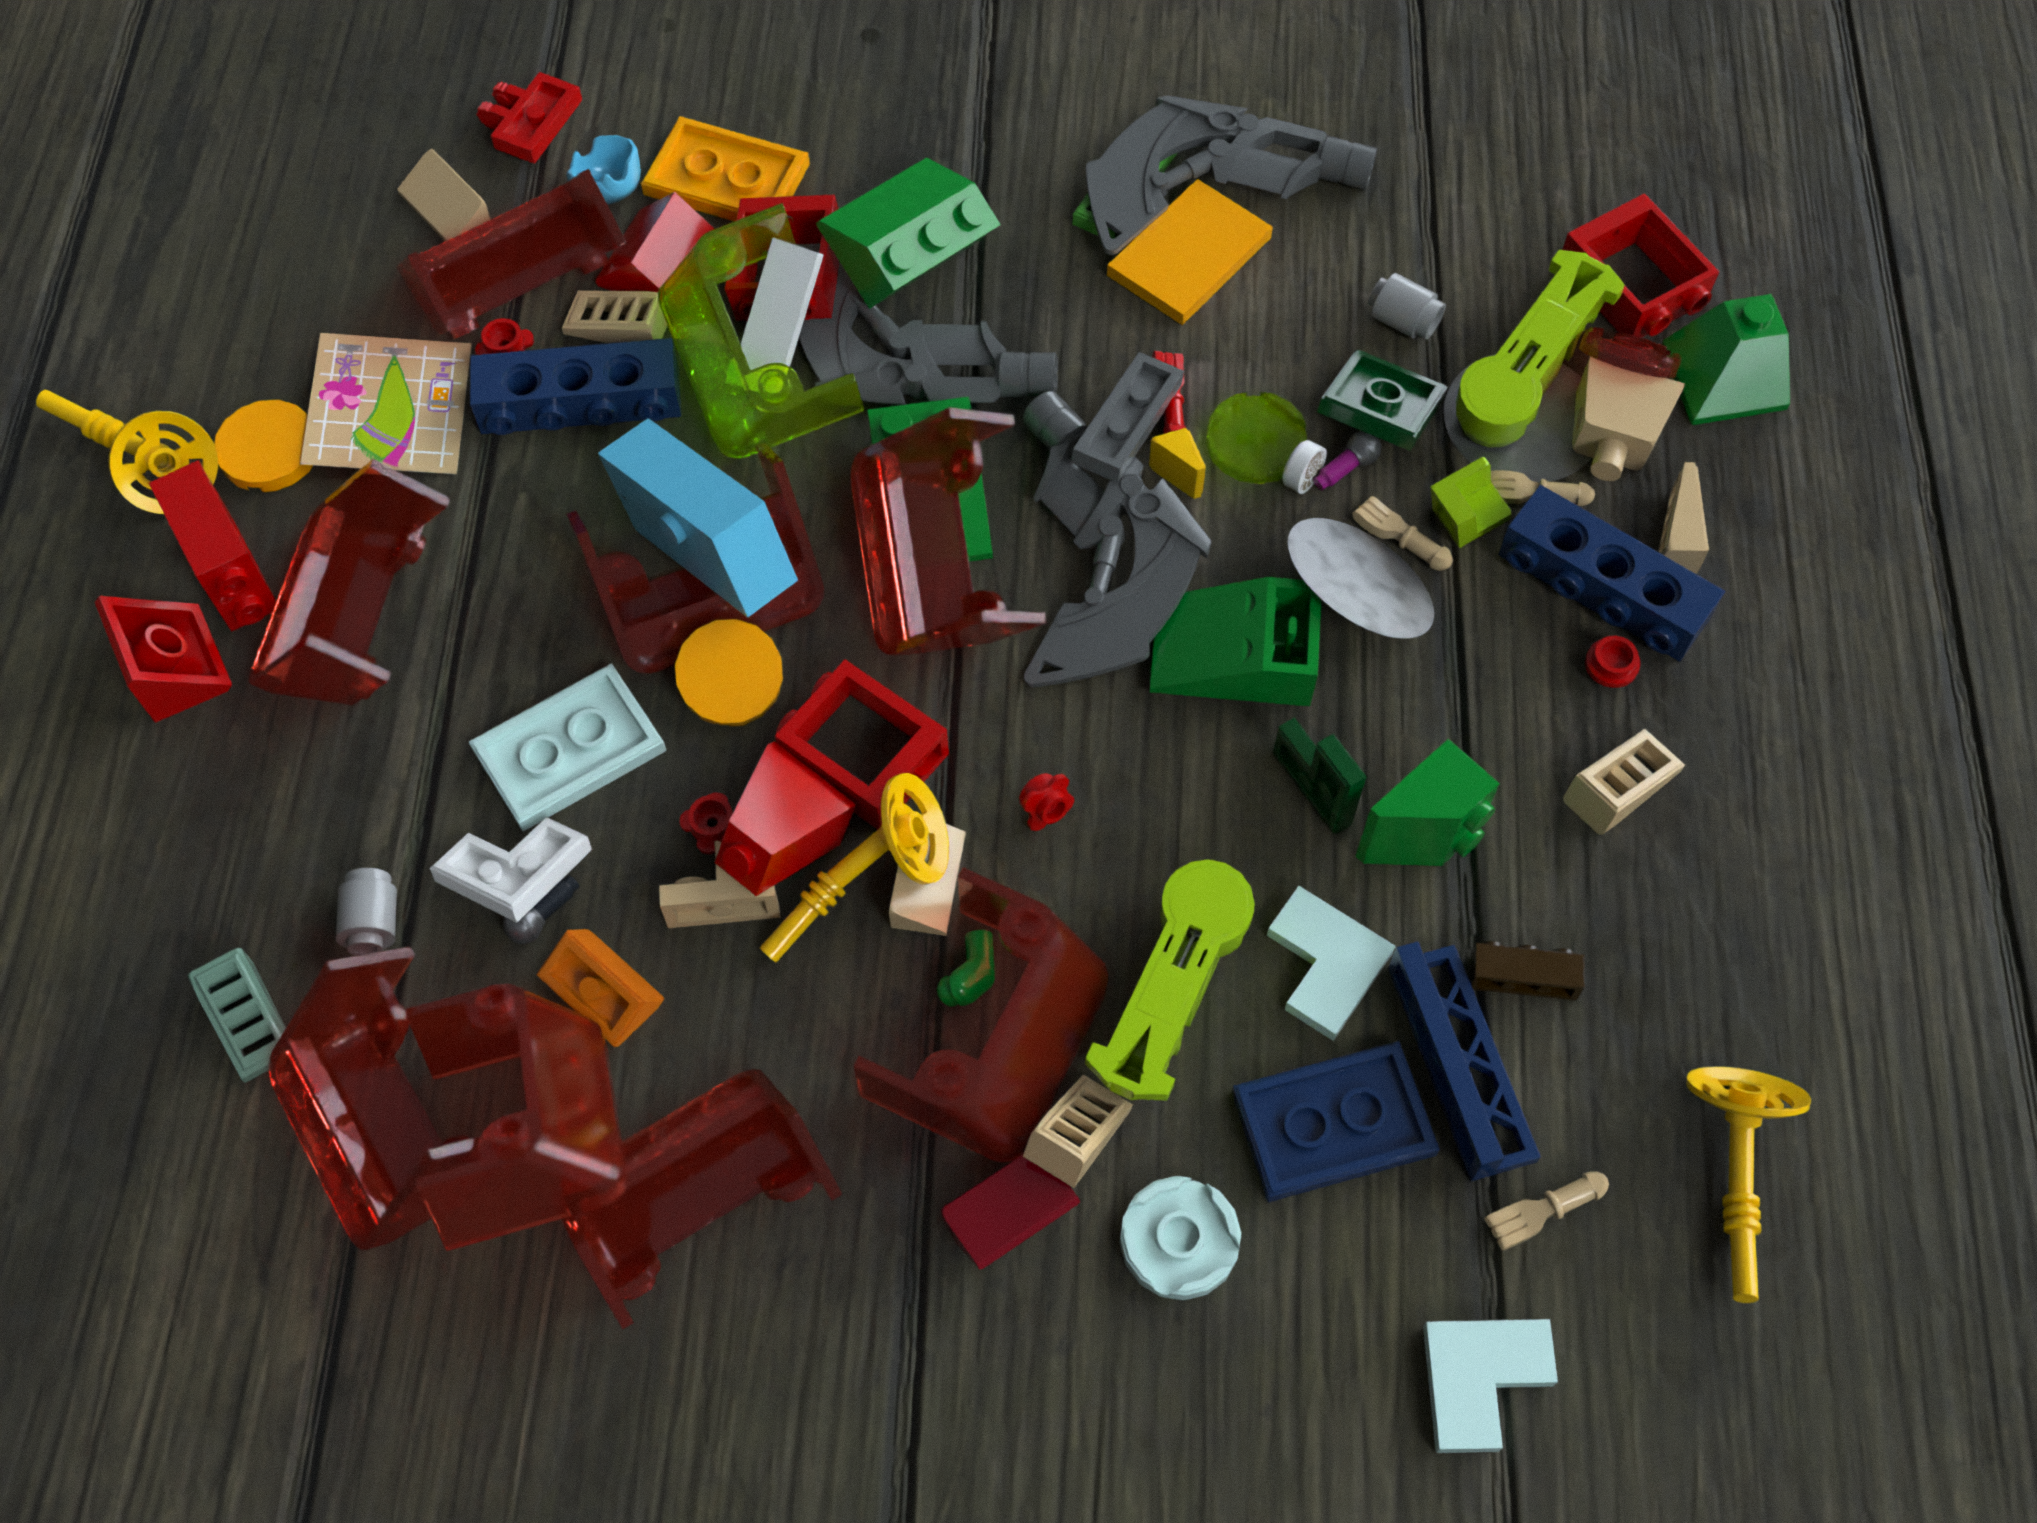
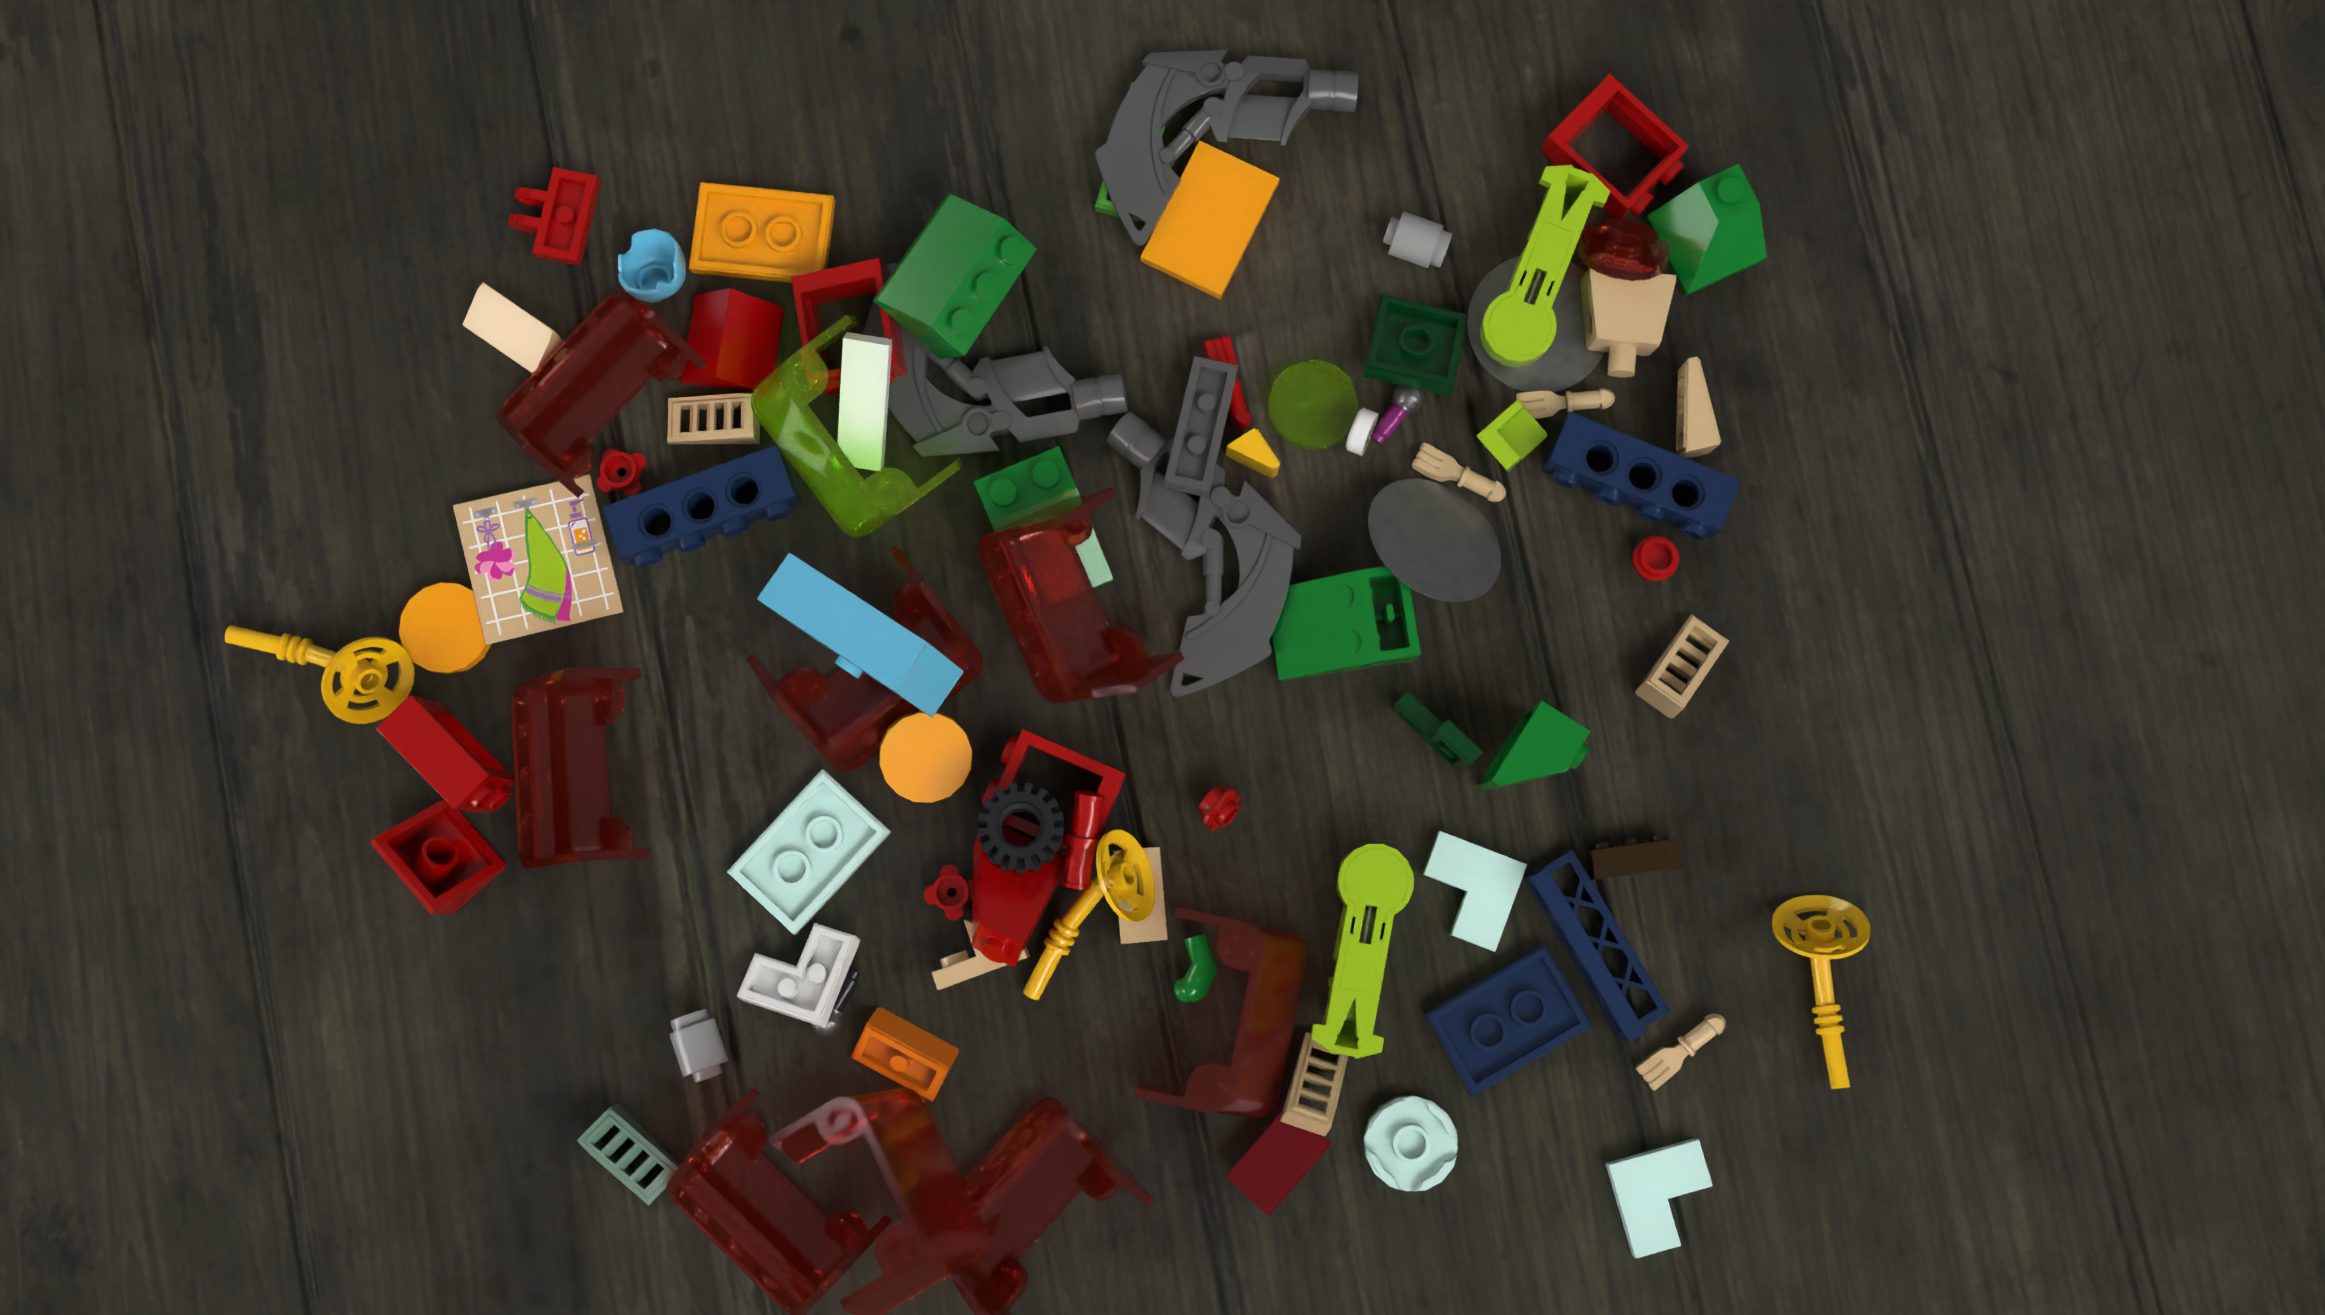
camera: 15 degrees left, 20 degrees up
(809, 719) = (1020, 800): none -> black tyre
(880, 766) = (1082, 840): none -> red pin

